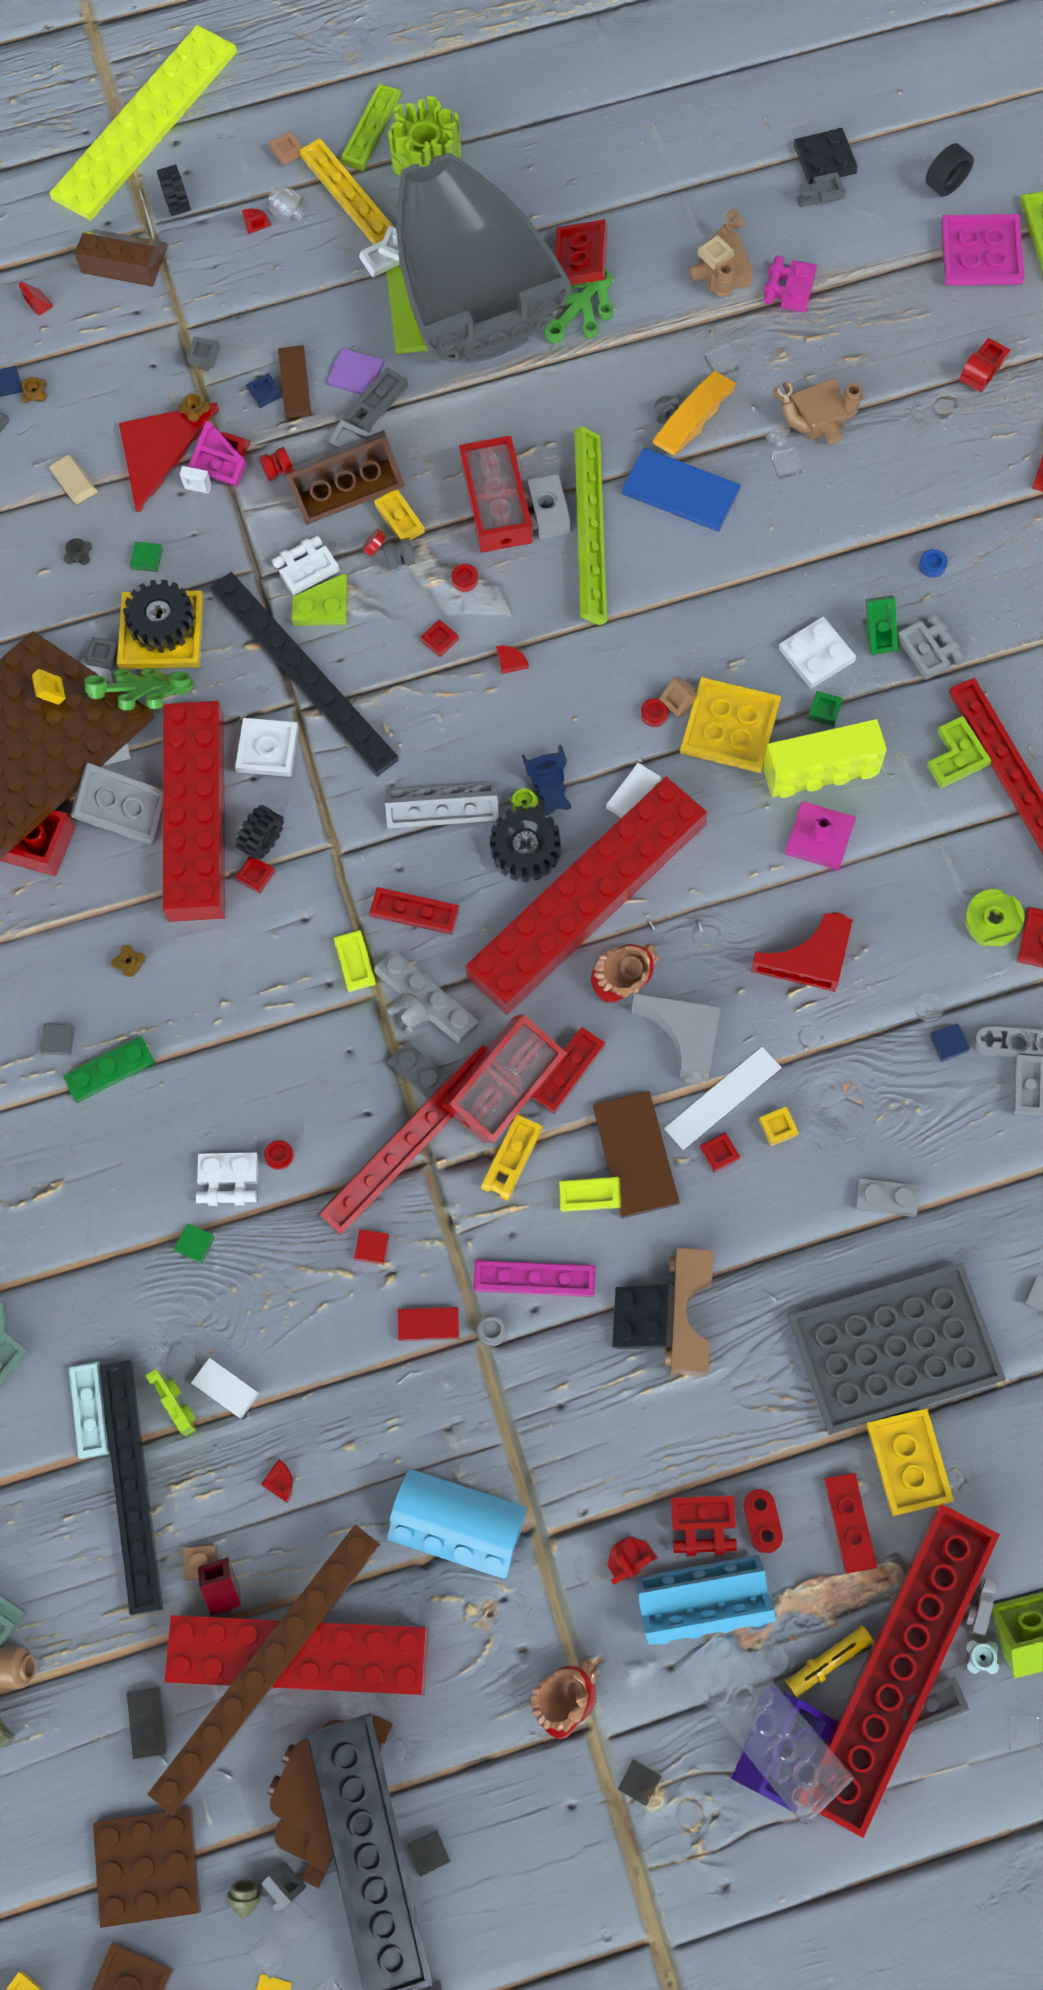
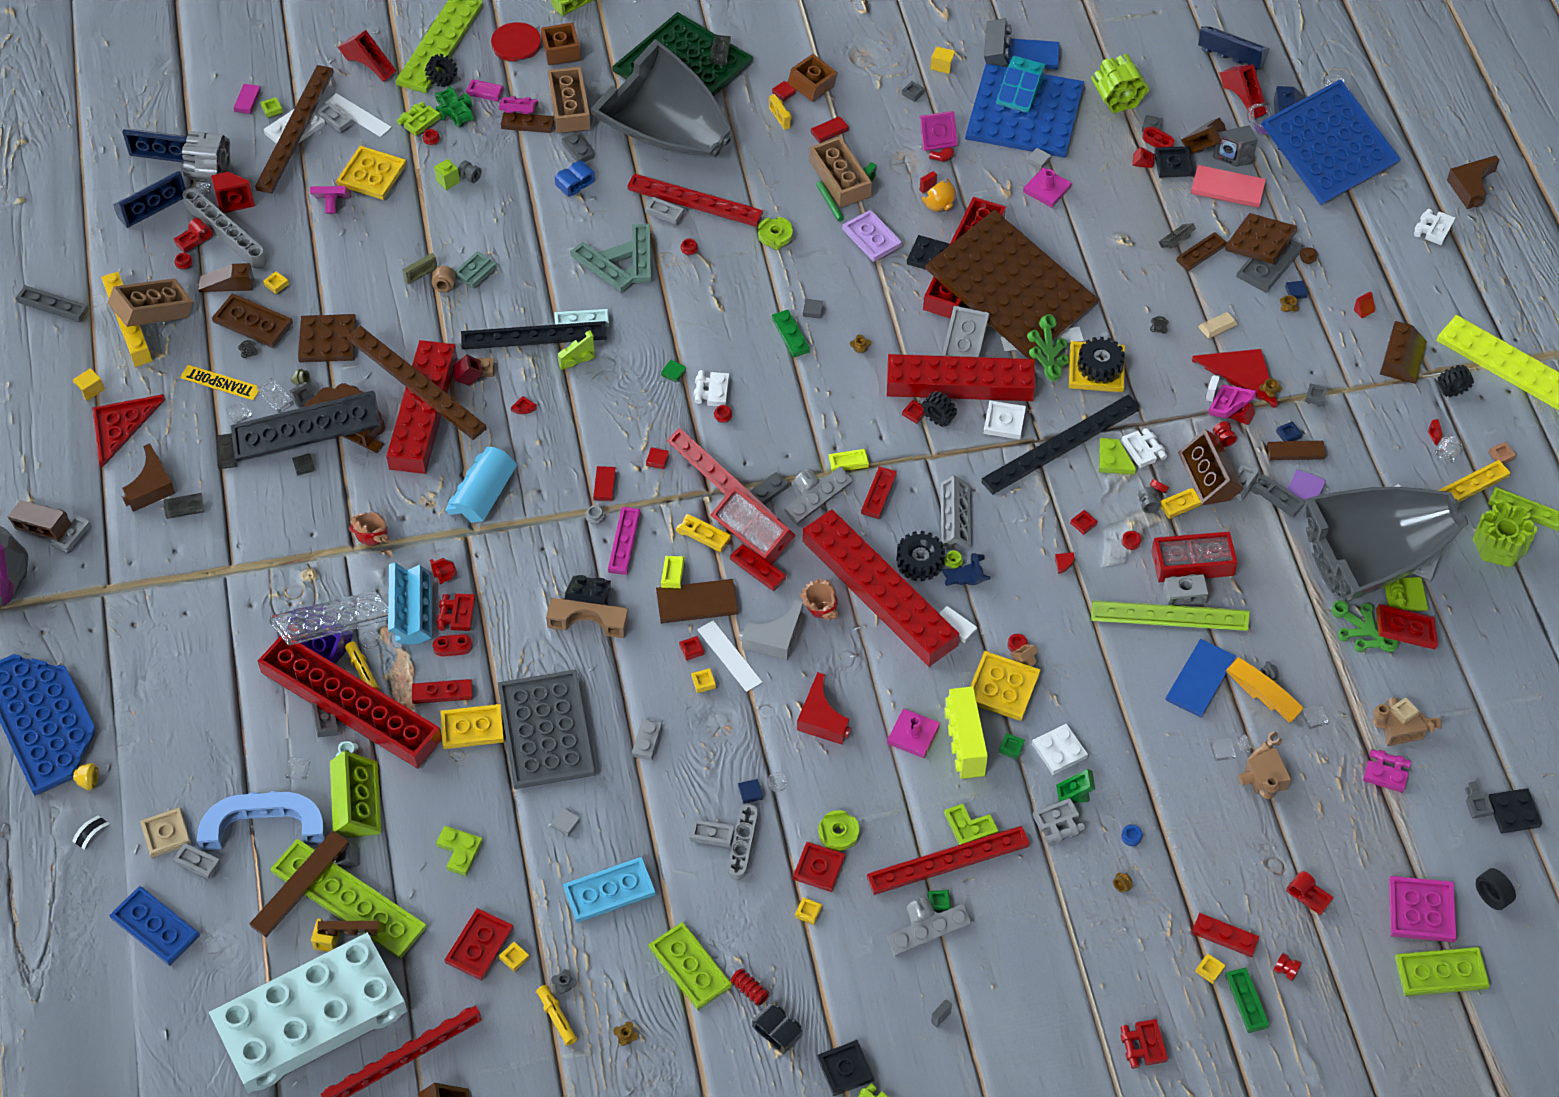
camera: 90 degrees right, 15 degrees down
(48, 686) = (1047, 296): yellow plate -> none
(102, 653) = (1081, 334): dark grey tile -> none
(146, 556) = (1154, 362): green tile -> none
(146, 1723) = (402, 339): clear smoke plate -> none
(225, 1388) = (583, 382): white tile -> none
(639, 1782) = (317, 567): clear smoke tile -> none
(979, 1614) = (372, 751): light grey plate -> none
(1007, 569) = (1122, 882): none -> pearl gold plate

